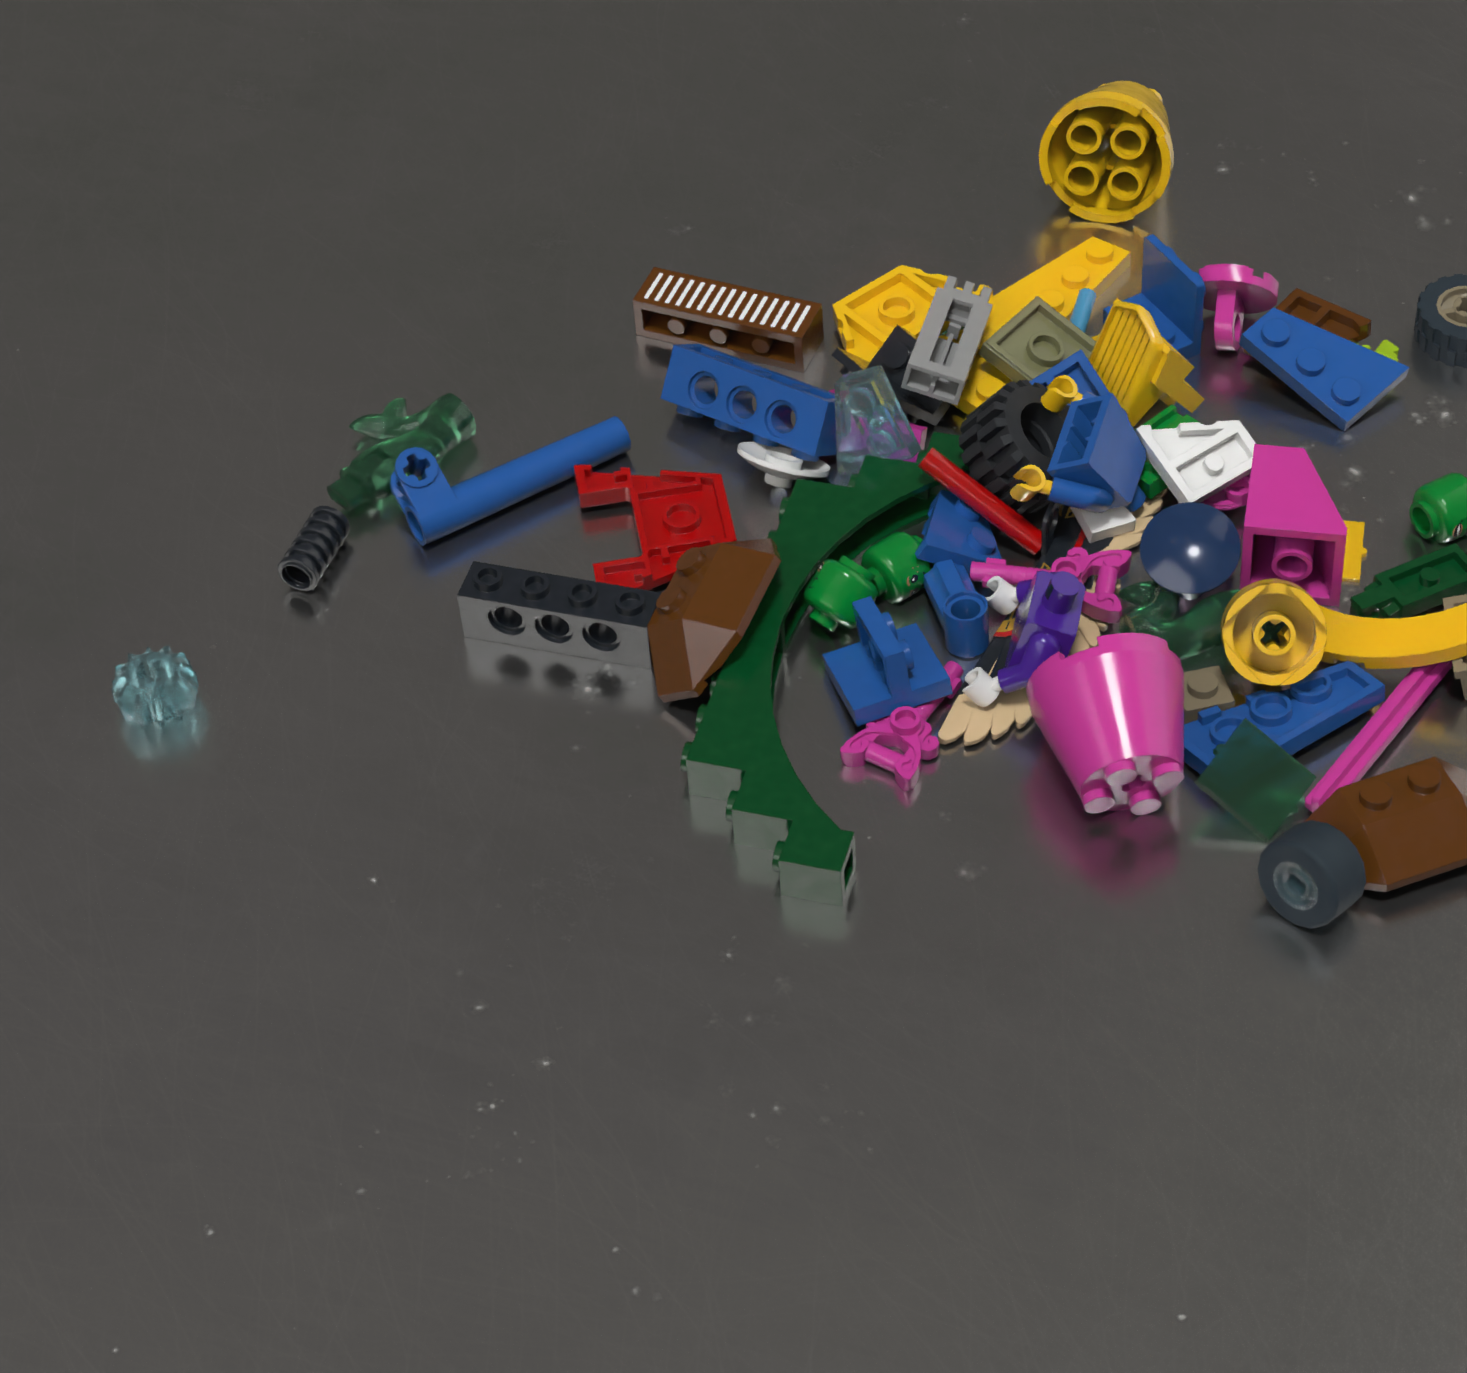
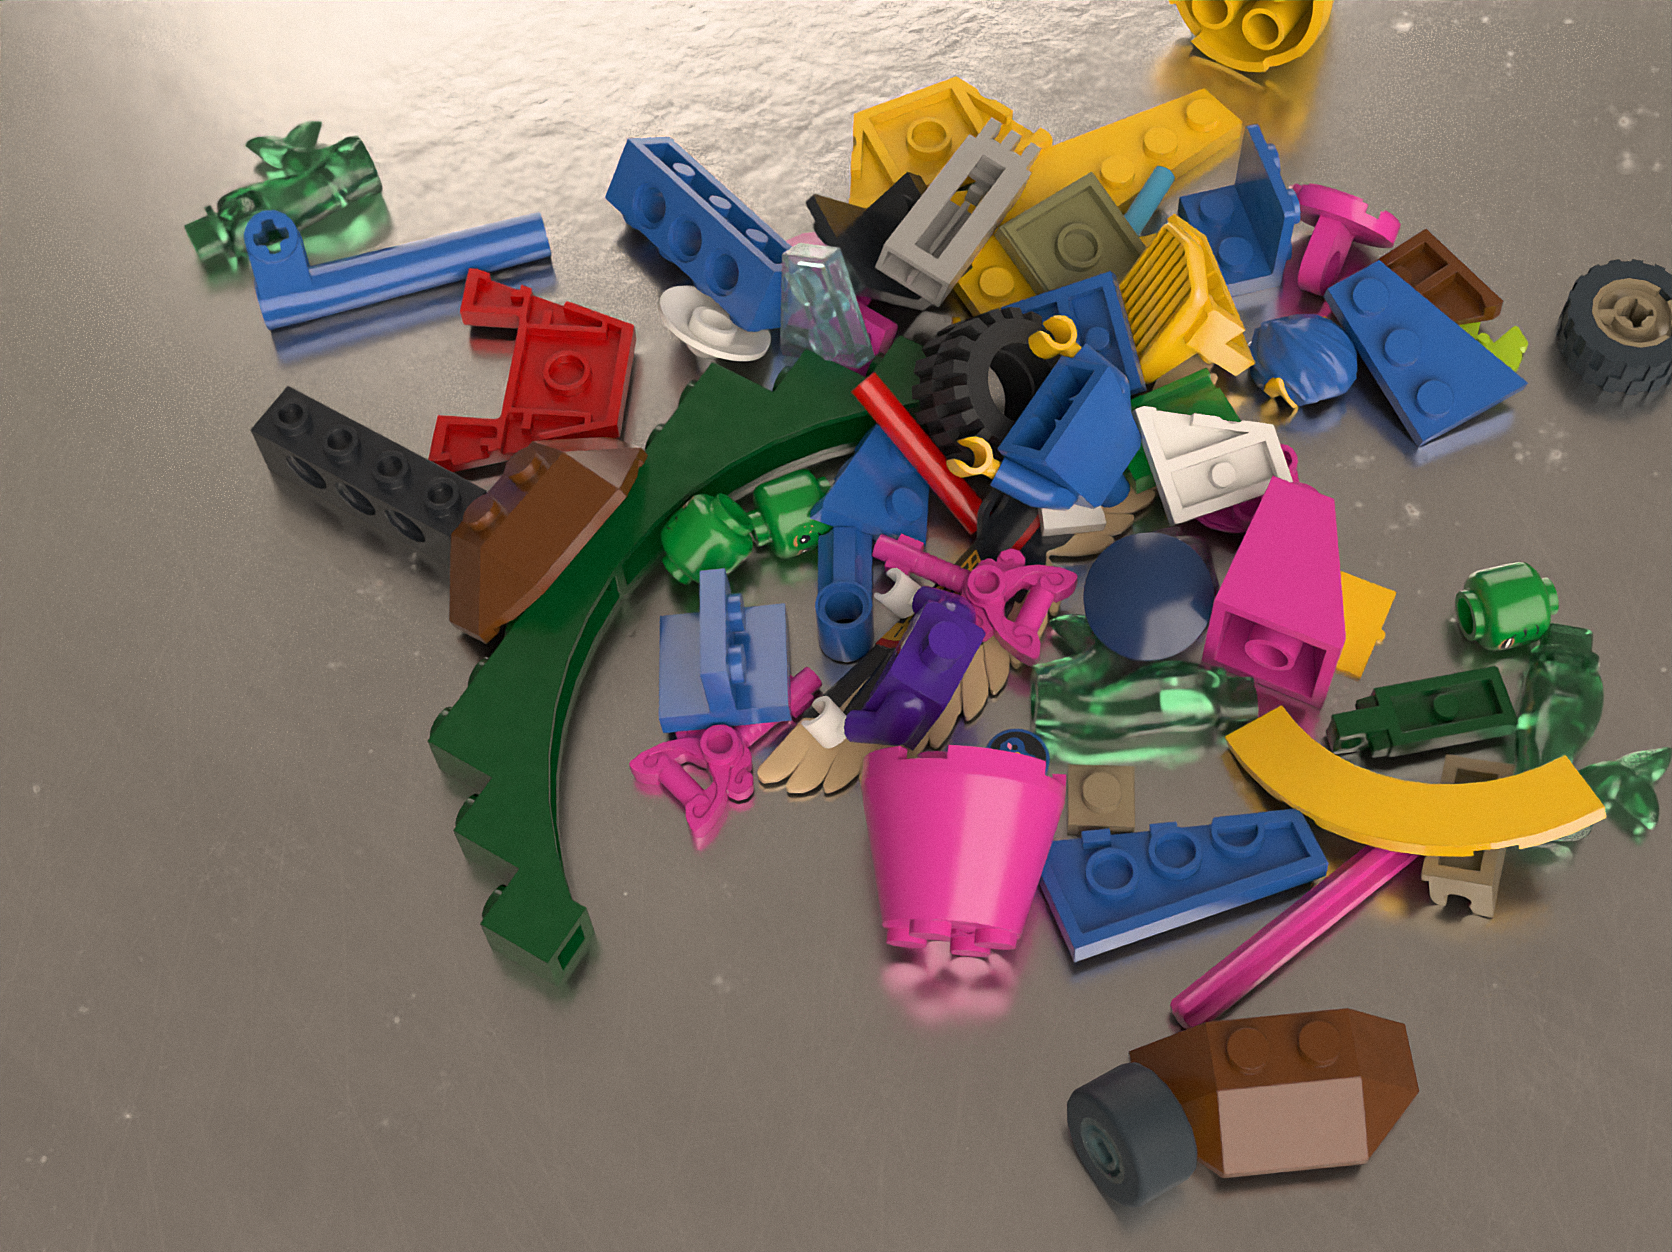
camera: 15 degrees right, 15 degrees up
(314, 548) = (138, 306): black piece -> none
(729, 319) = (727, 103): reddish brown brick -> none
(1238, 389) = (1302, 359): none -> blue hair
(1255, 780) = (1114, 961): clear green piece -> none
(1272, 661) = (1235, 762): yellow brick -> none

